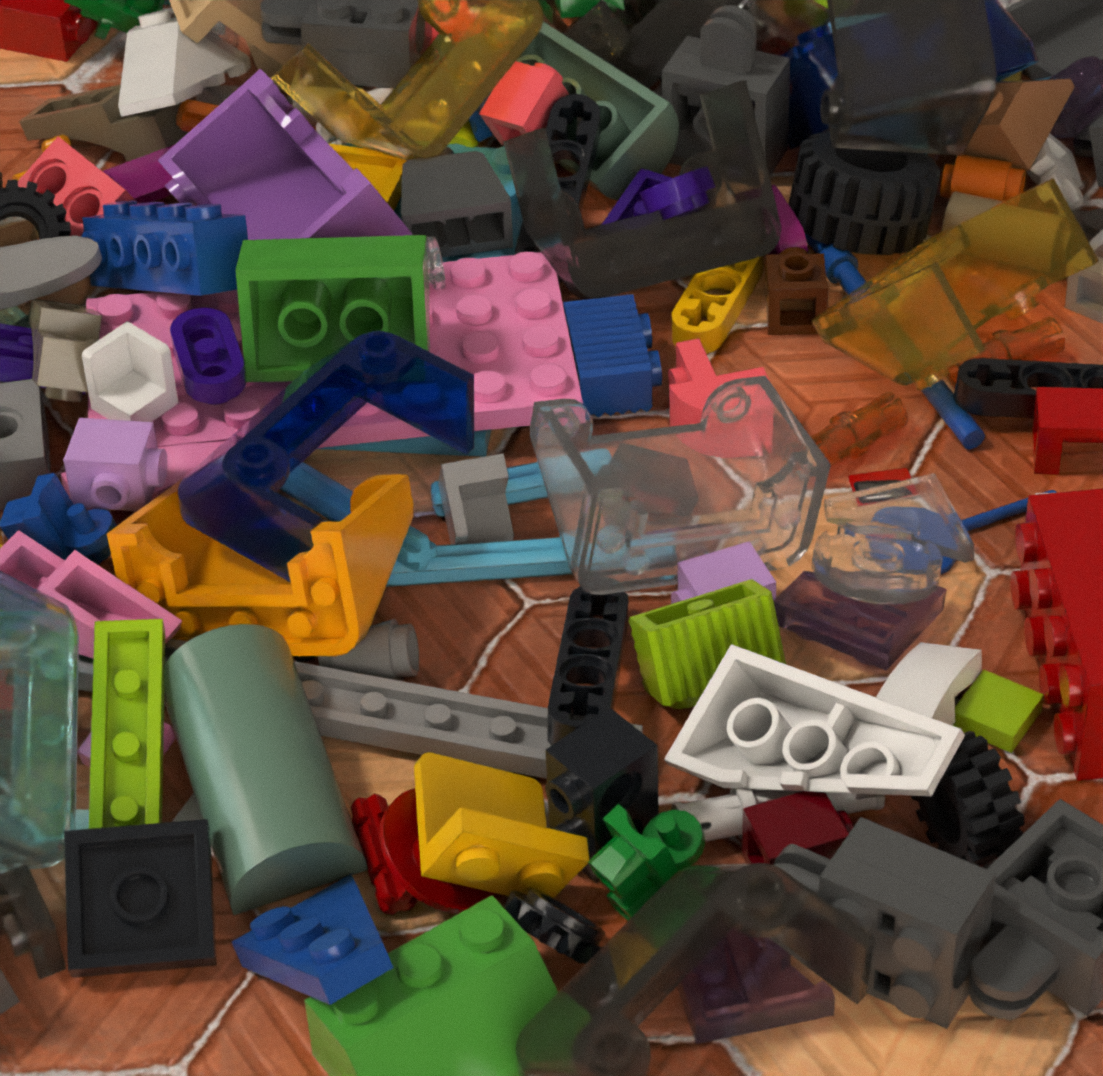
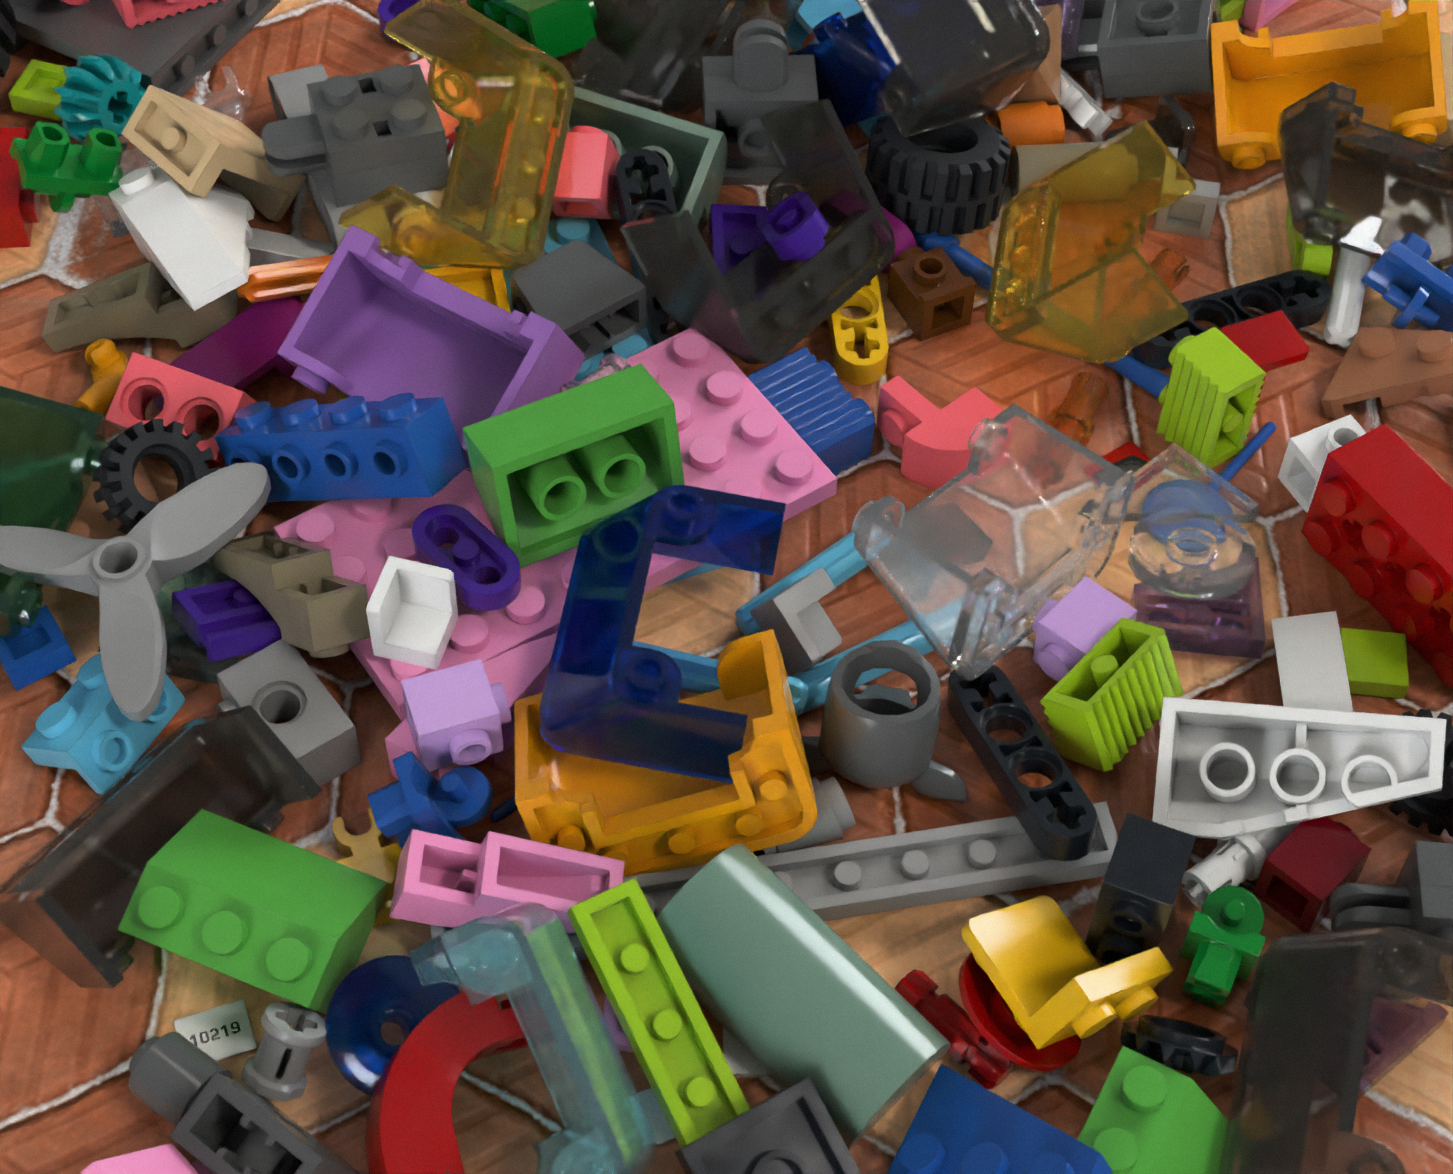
camera: 30 degrees left, 10 degrees up
(474, 610) = (880, 734): none -> dark grey piece
(979, 439) = (1209, 397): none -> lime brick

